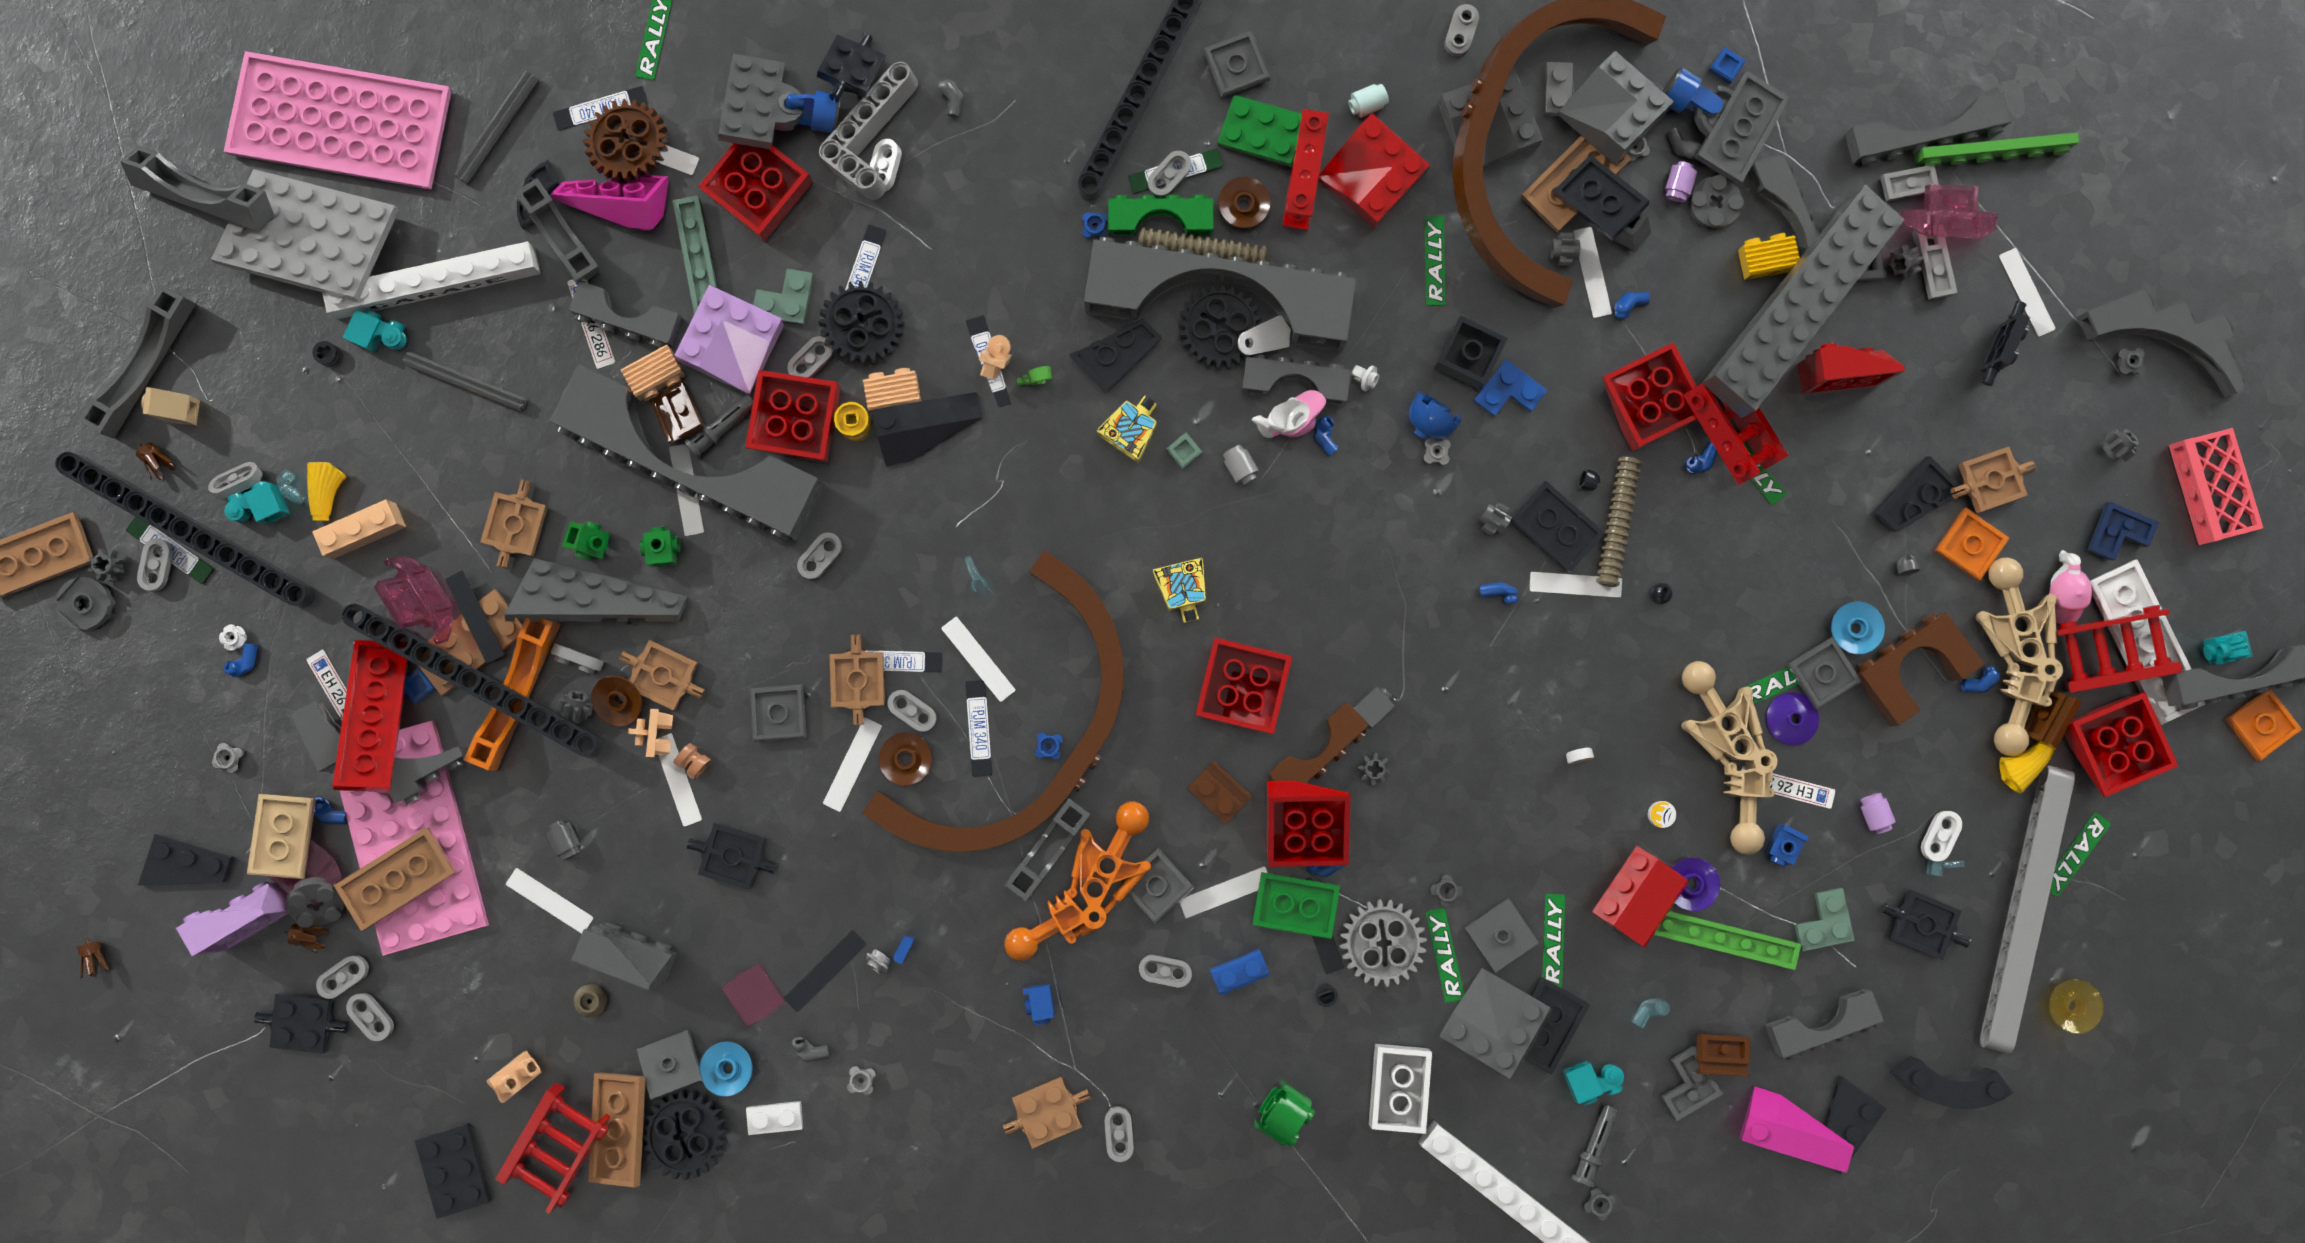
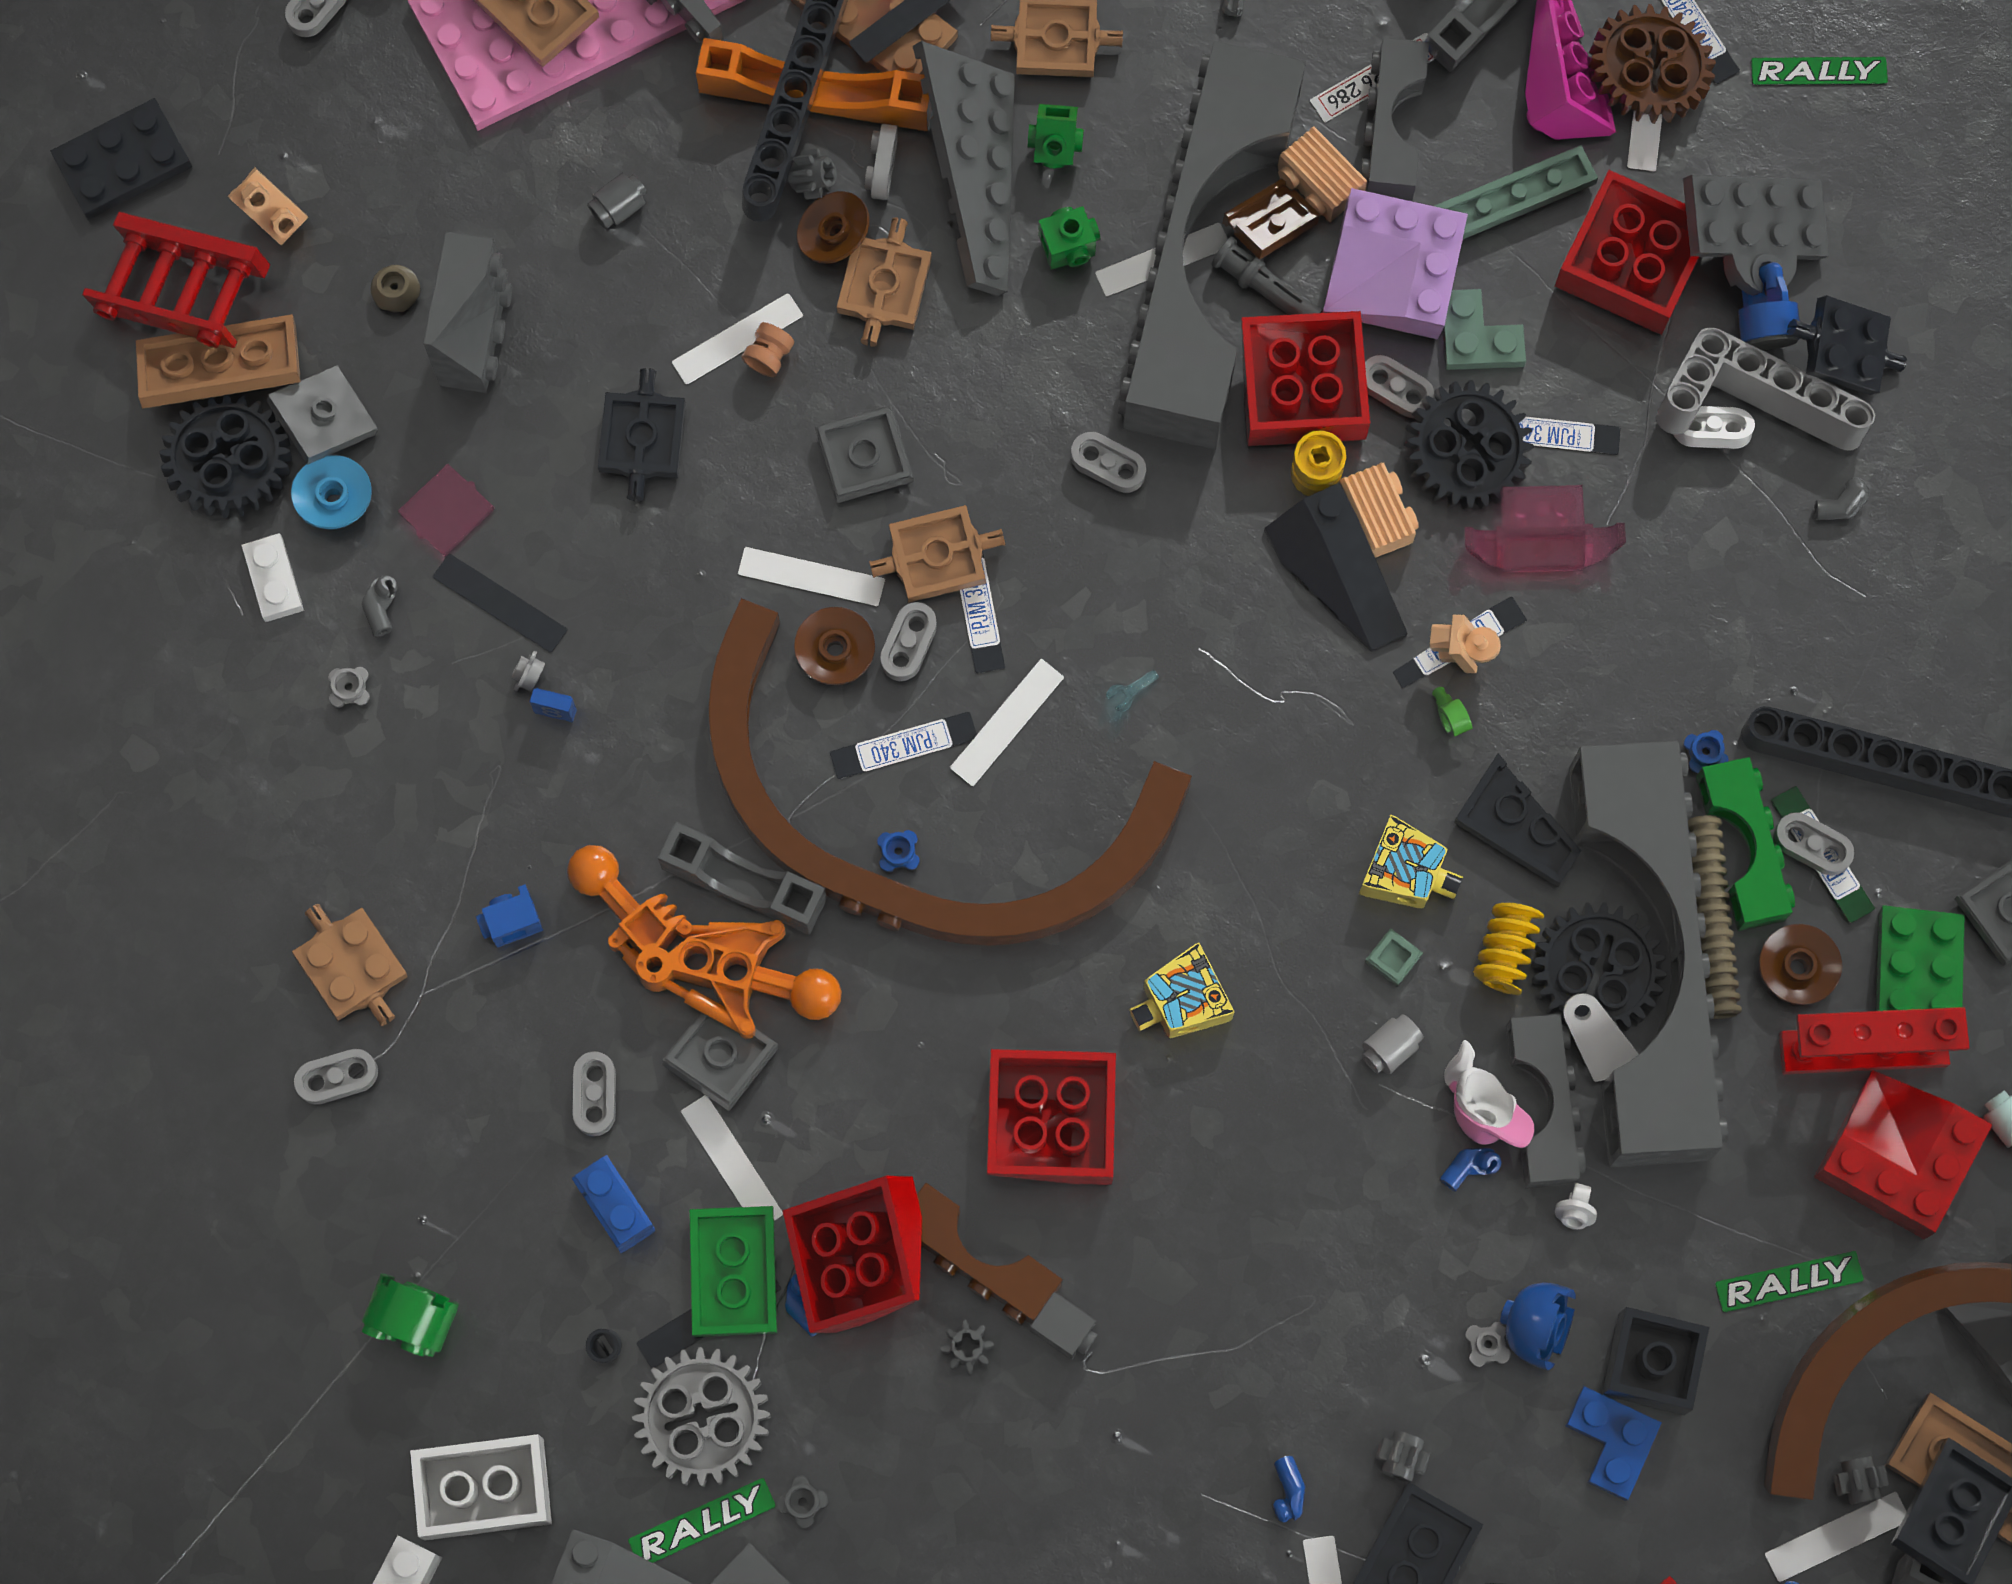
camera: 80 degrees right, 10 degrees down
(549, 900) = (528, 202): white sticker -> none
(656, 720) = (780, 291): light nougat hips -> none
(930, 289) = (1543, 532): none -> clear pink plate
(1195, 379) = (1505, 946): none -> yellow piece
(1219, 792) = (882, 1120): reddish brown plate -> none

